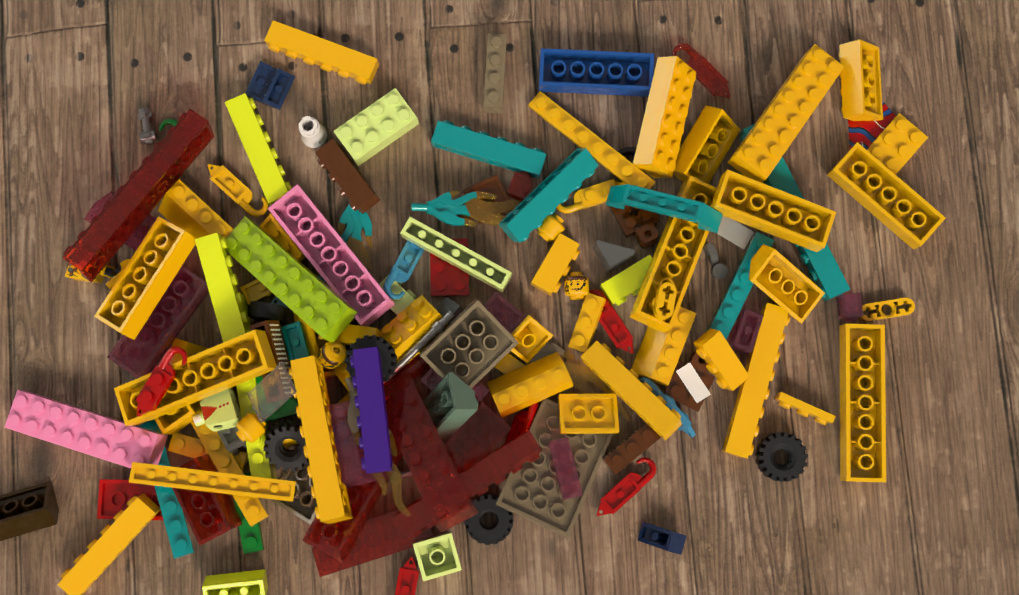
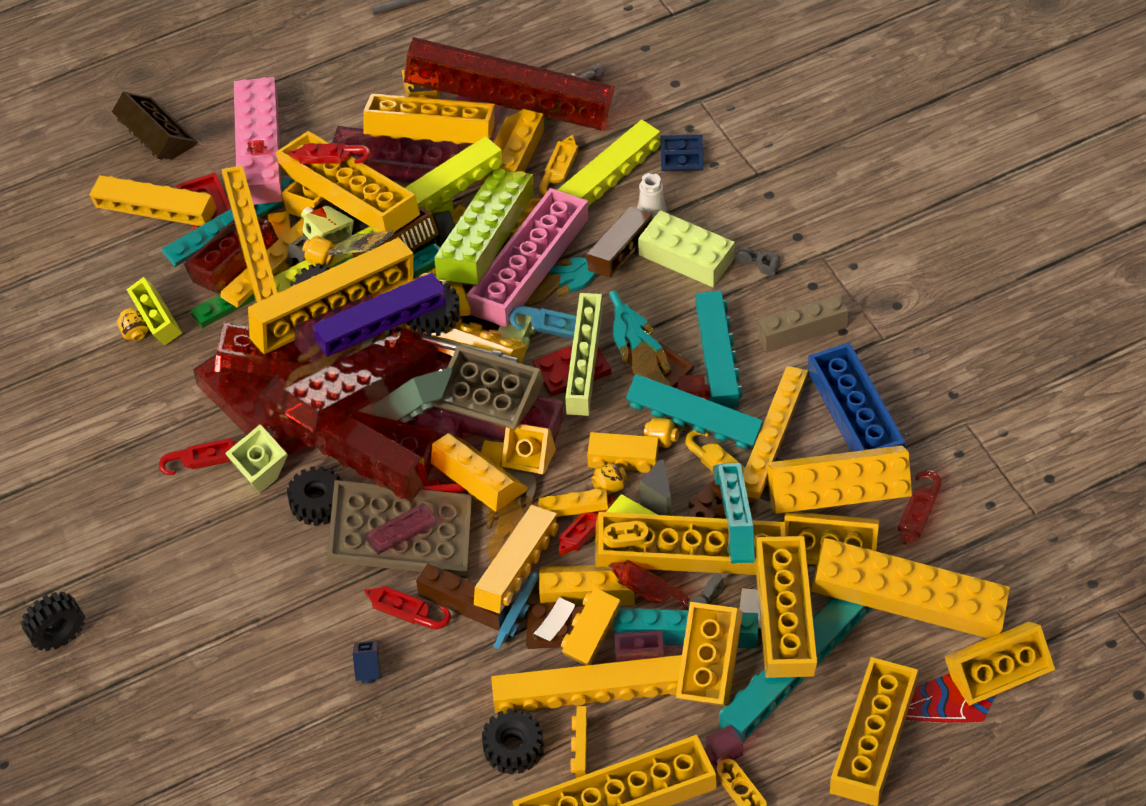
camera: 70 degrees right, 30 degrees down
(111, 440) = (256, 147): none -> clear red plate
(321, 52) = (740, 179): yellow brick -> none
(403, 84) = (746, 255): none -> dark grey piece
(588, 413) = (470, 534): yellow plate -> none
(696, 300) = (646, 583): none -> clear red plate
(897, 143) = (944, 729): yellow plate -> none

